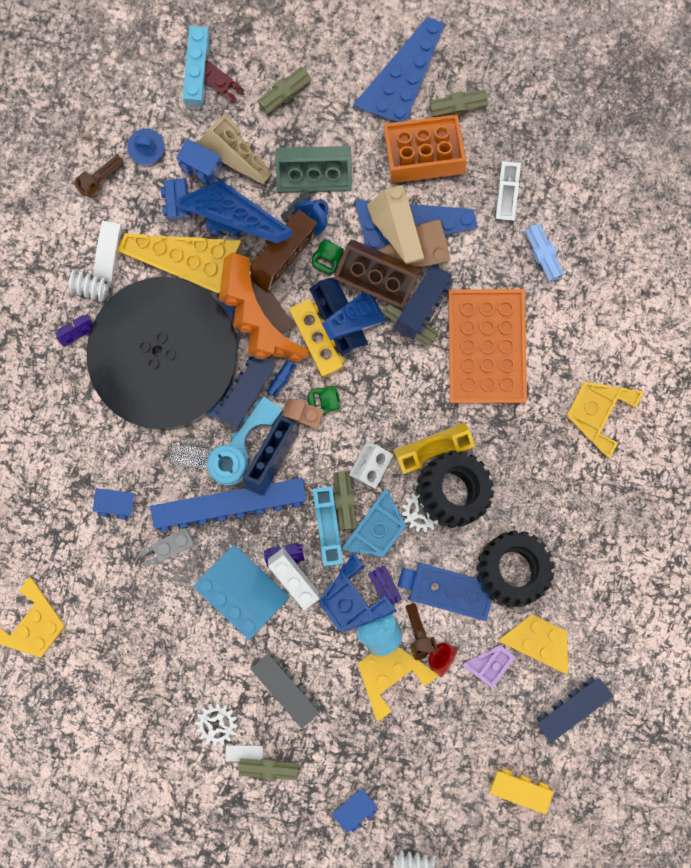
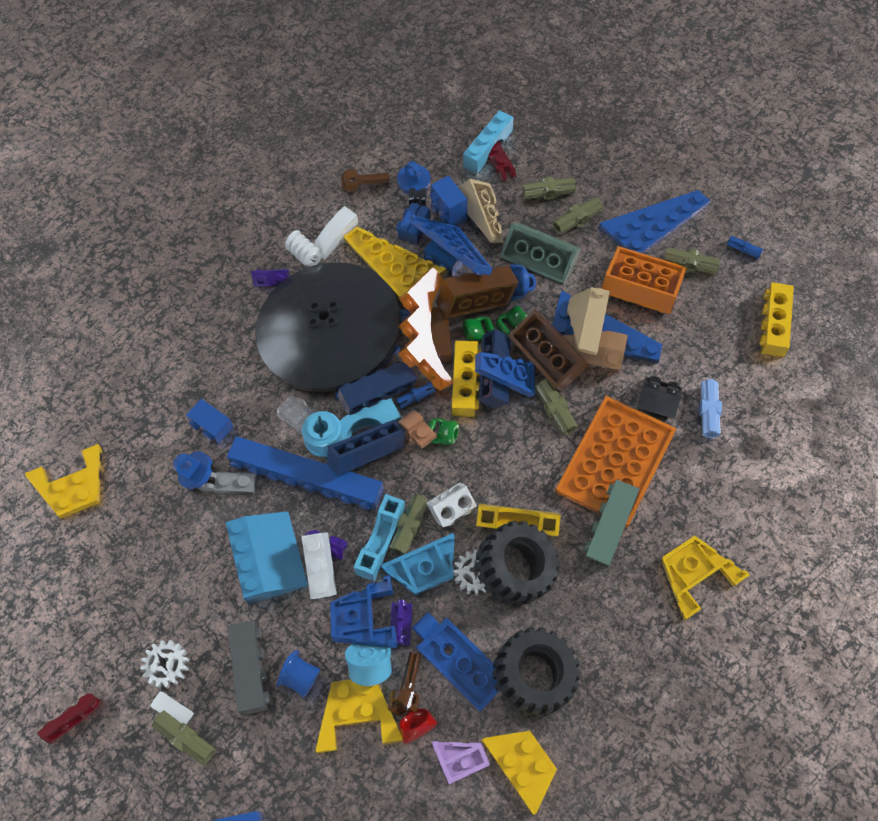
camera: 25 degrees right, 20 degrees down
(132, 554) = (193, 469): none -> blue tile
(163, 167) = (418, 196): none -> black wheel
(169, 804) = (69, 719): none -> dark red hinge
(296, 284) = (473, 330): none -> green piece
(328, 108) = (577, 215): none -> olive piece
(329, 674) = (298, 674): none -> blue piece
(423, 301) = (576, 391): dark blue brick -> none
(496, 264) = (660, 396): none -> black slope
(500, 60) = (745, 247): none -> blue axle
(508, 190) = (702, 343): white slope -> none
(513, 409) = (612, 522): none -> sand green brick
(559, 99) = (777, 319): none -> yellow brick

